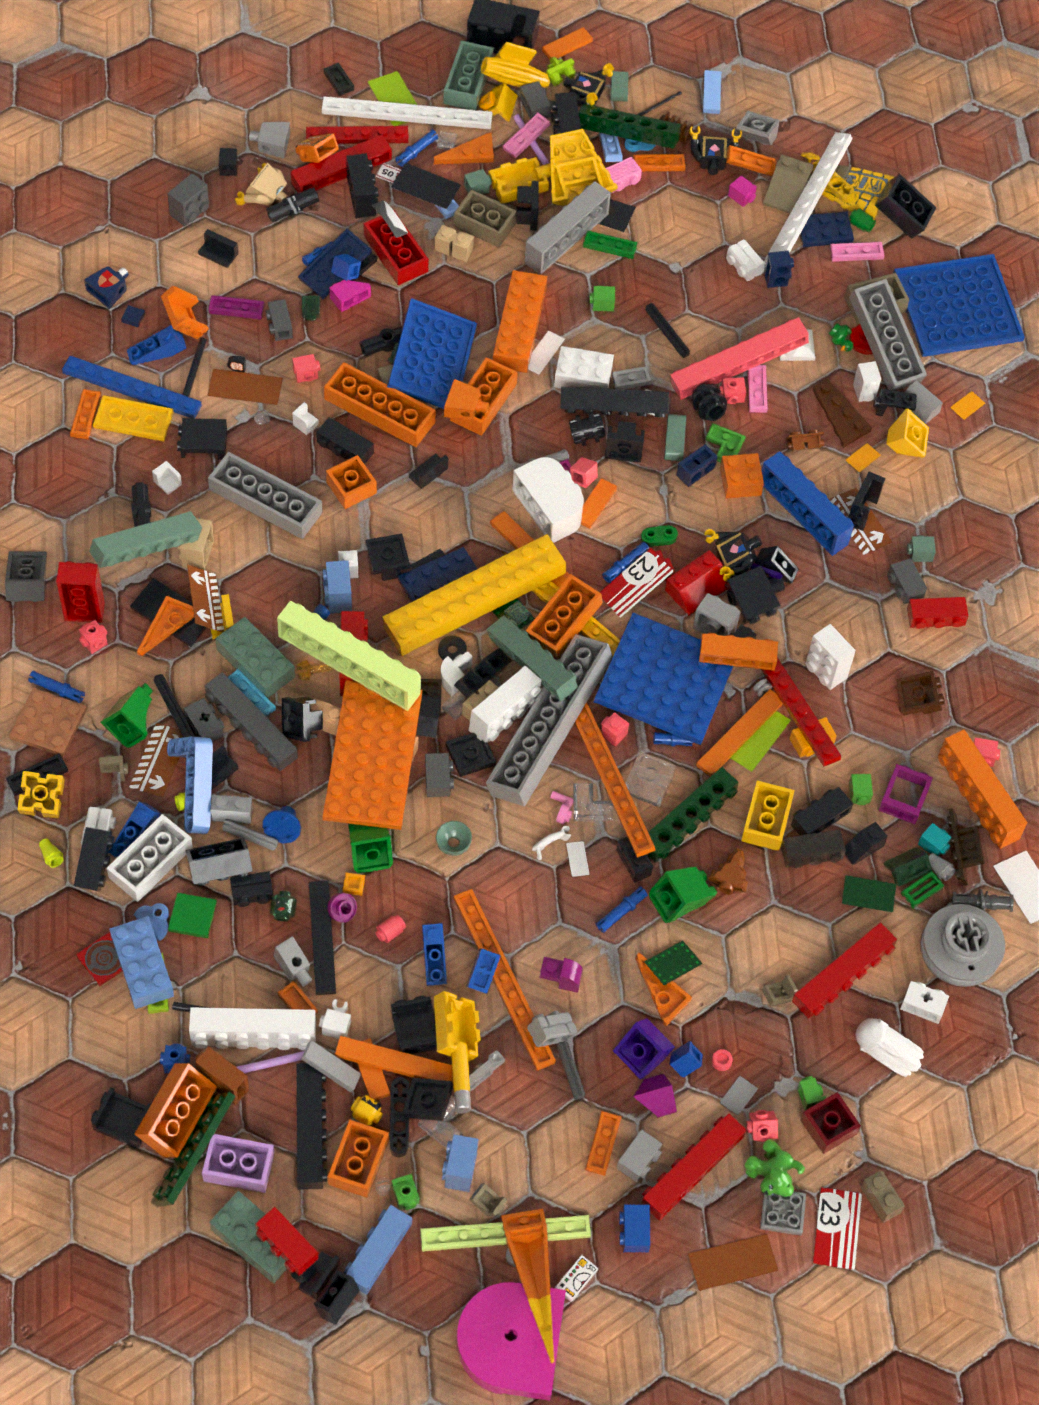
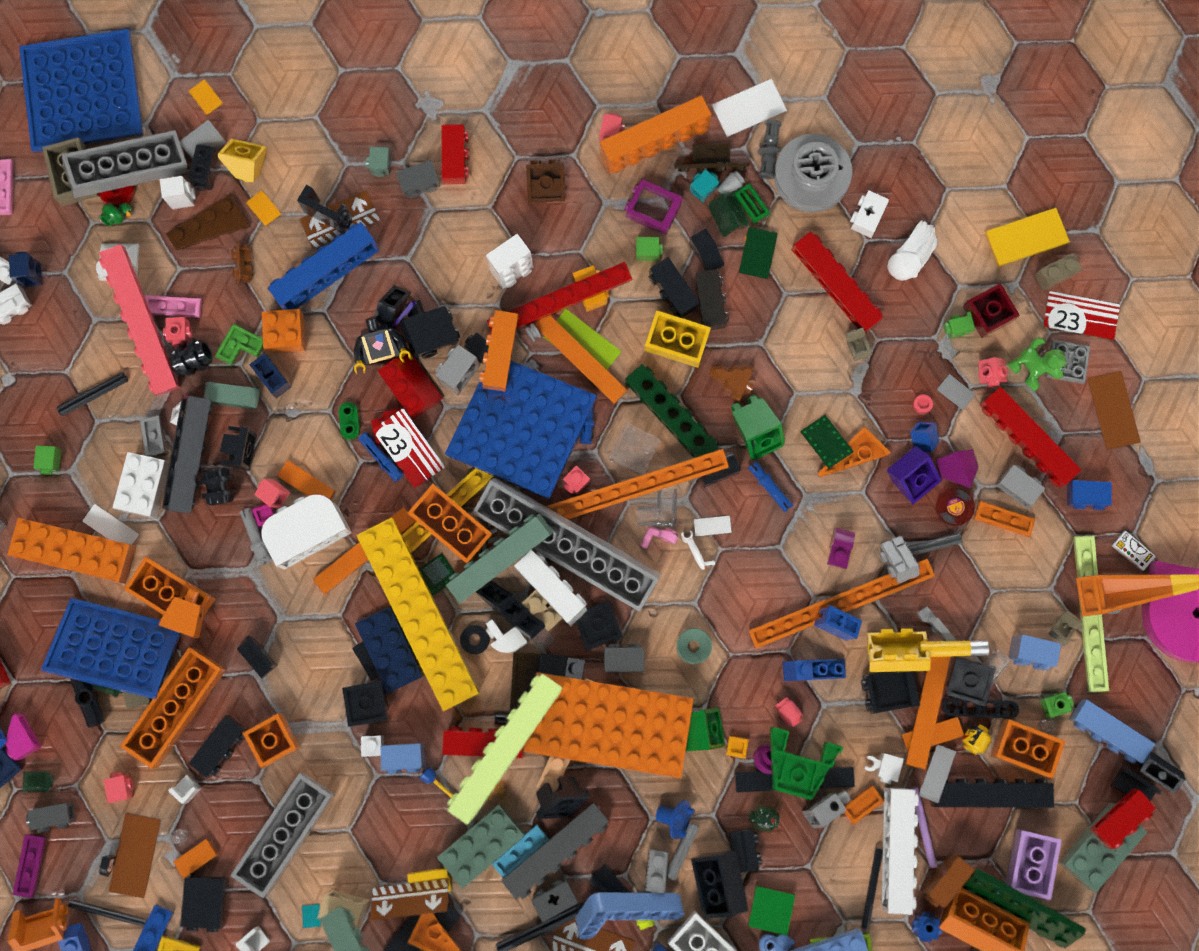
camera: 80 degrees left, 20 degrees up
(243, 431) = (195, 858): none -> orange tile
(328, 931) = (795, 773): none -> green wing
(612, 1092) = (955, 507): none -> clear red tile
(919, 1168) = (1027, 237): none -> yellow tile

